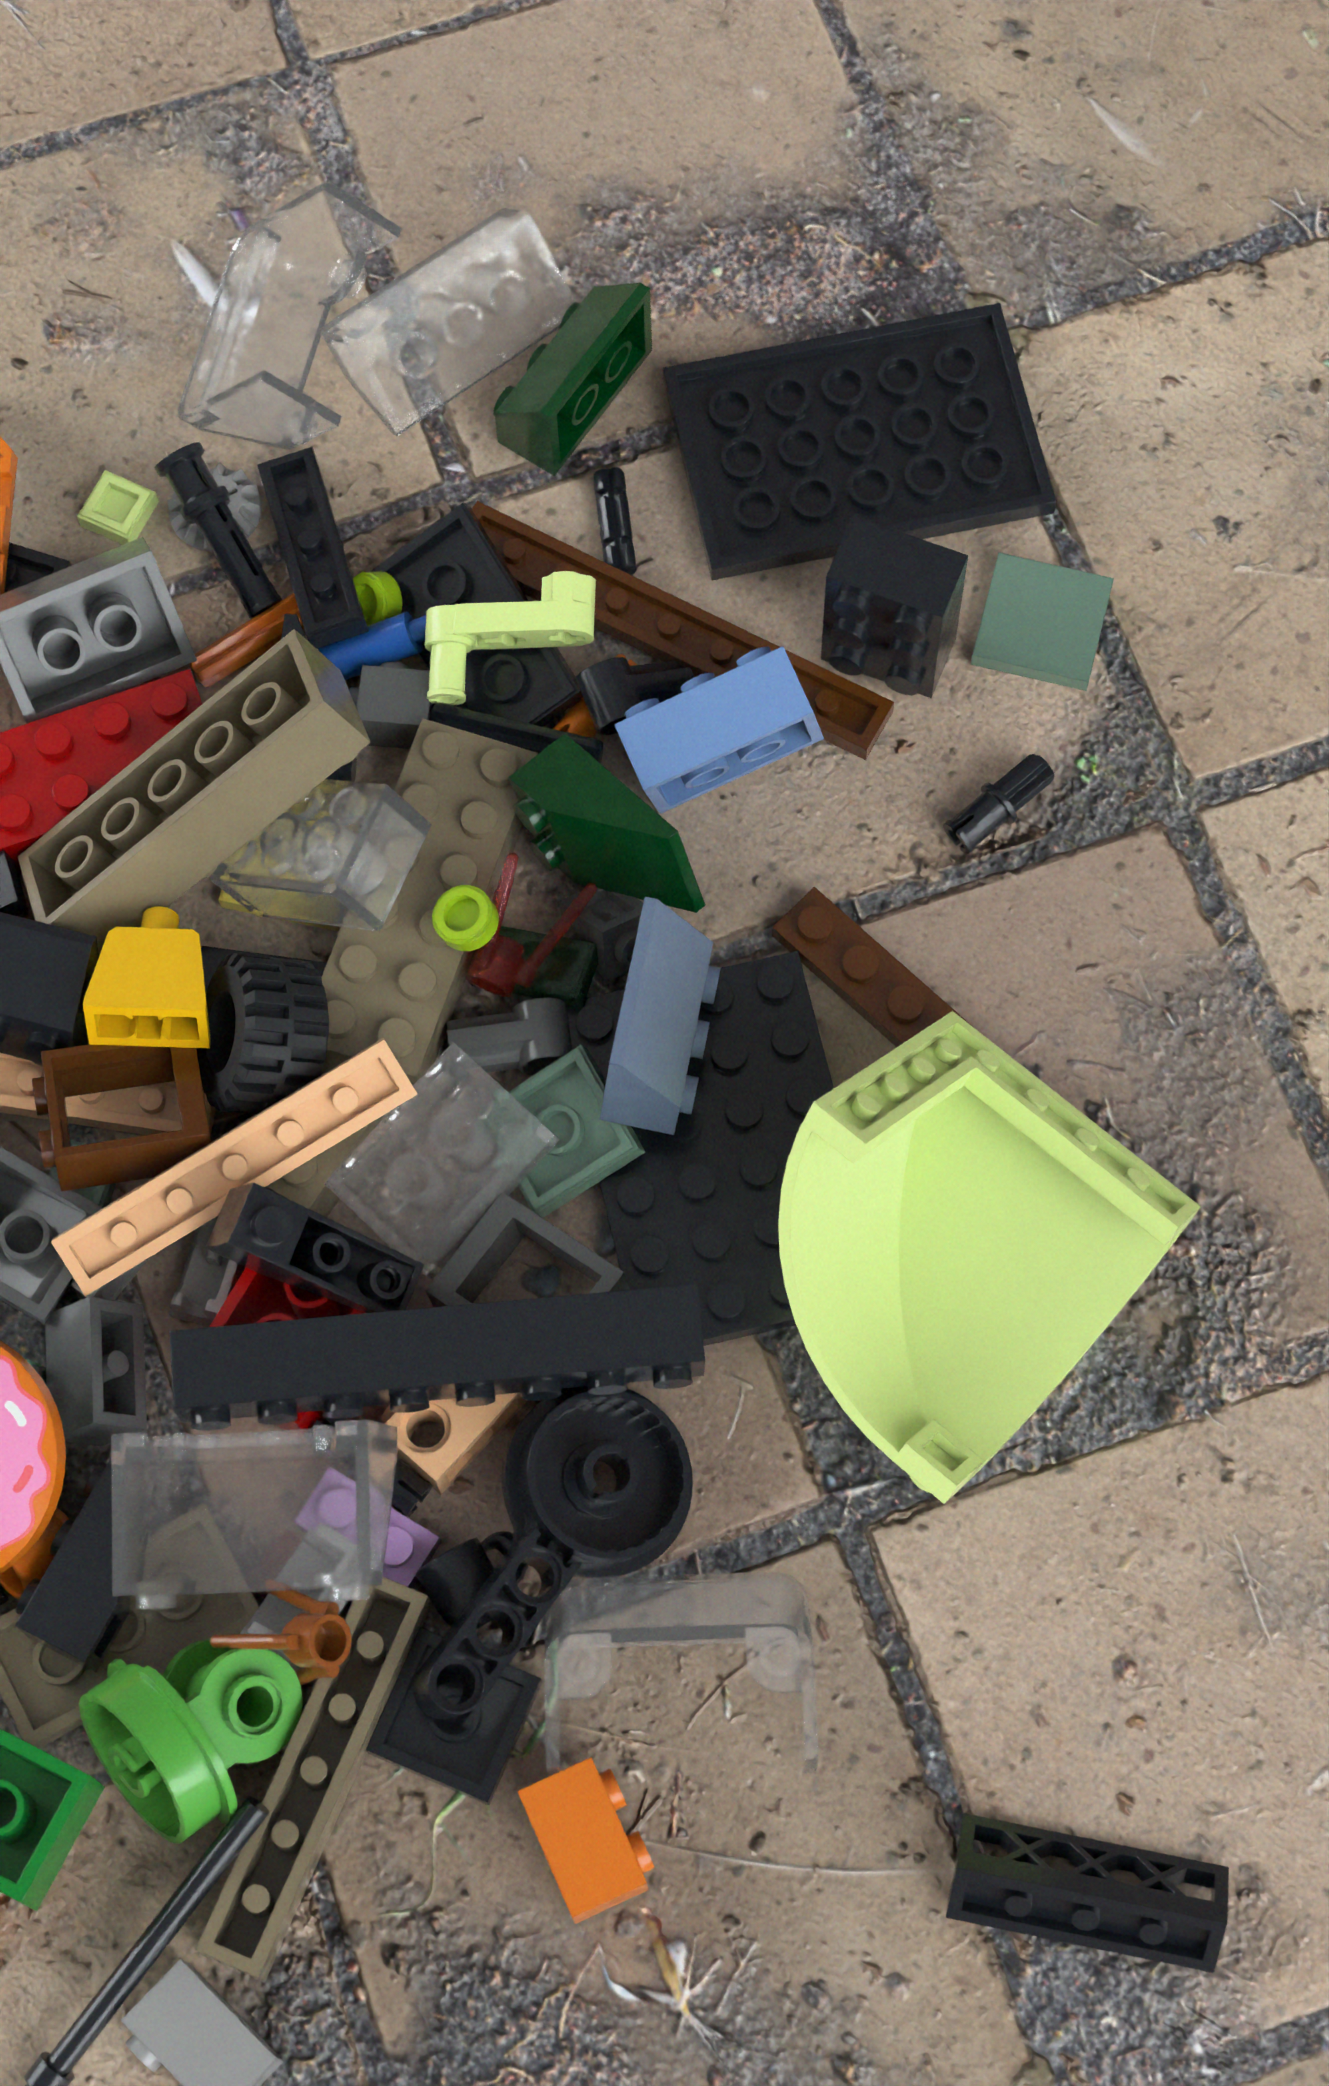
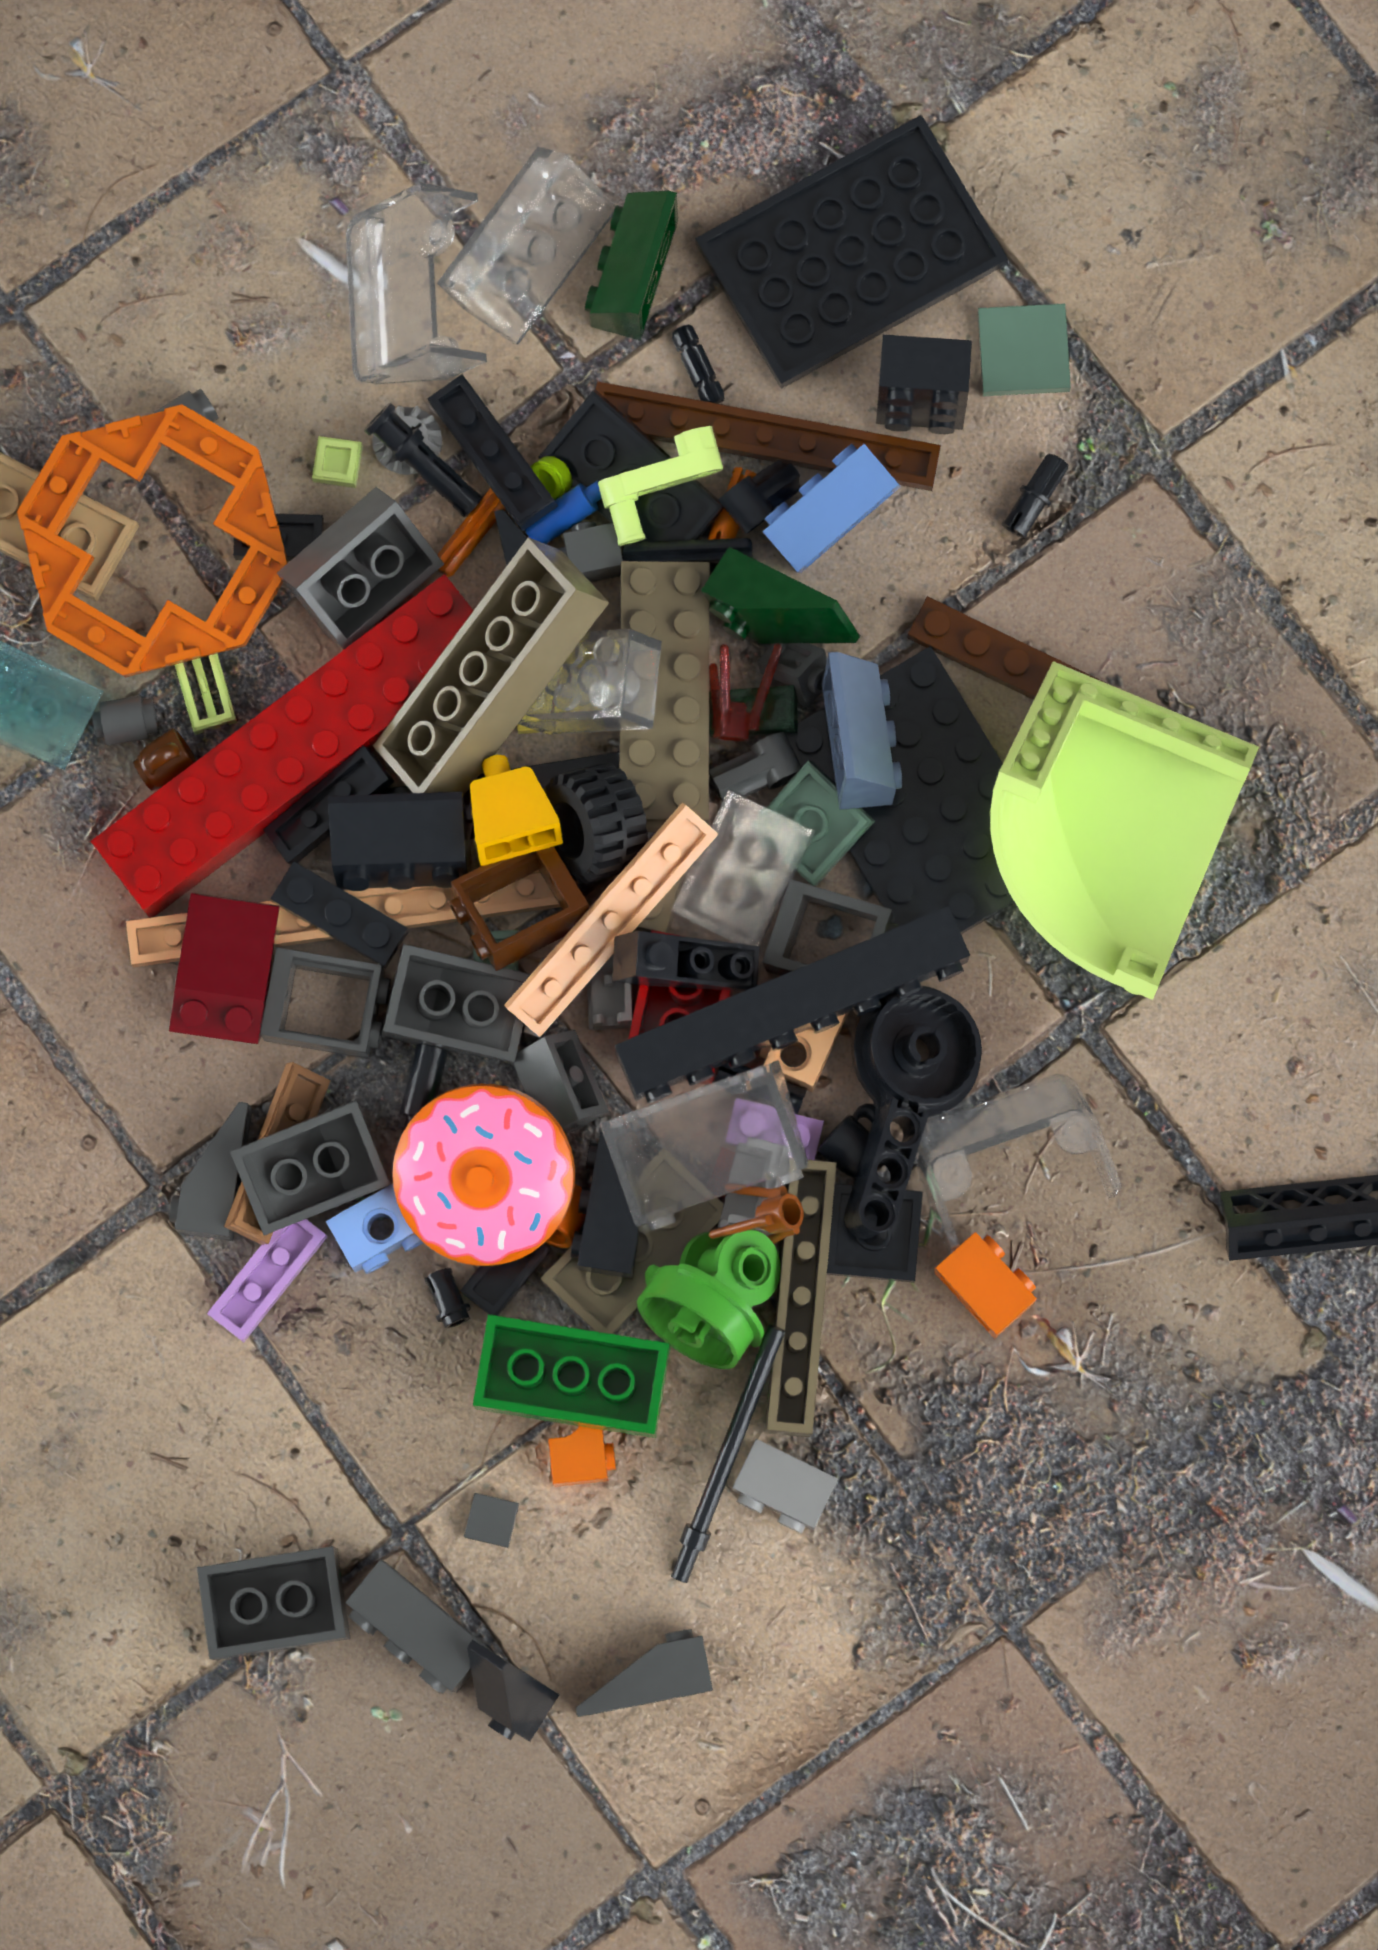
camera: 15 degrees left, 10 degrees up
(465, 918) = (706, 700): lime tile -> none

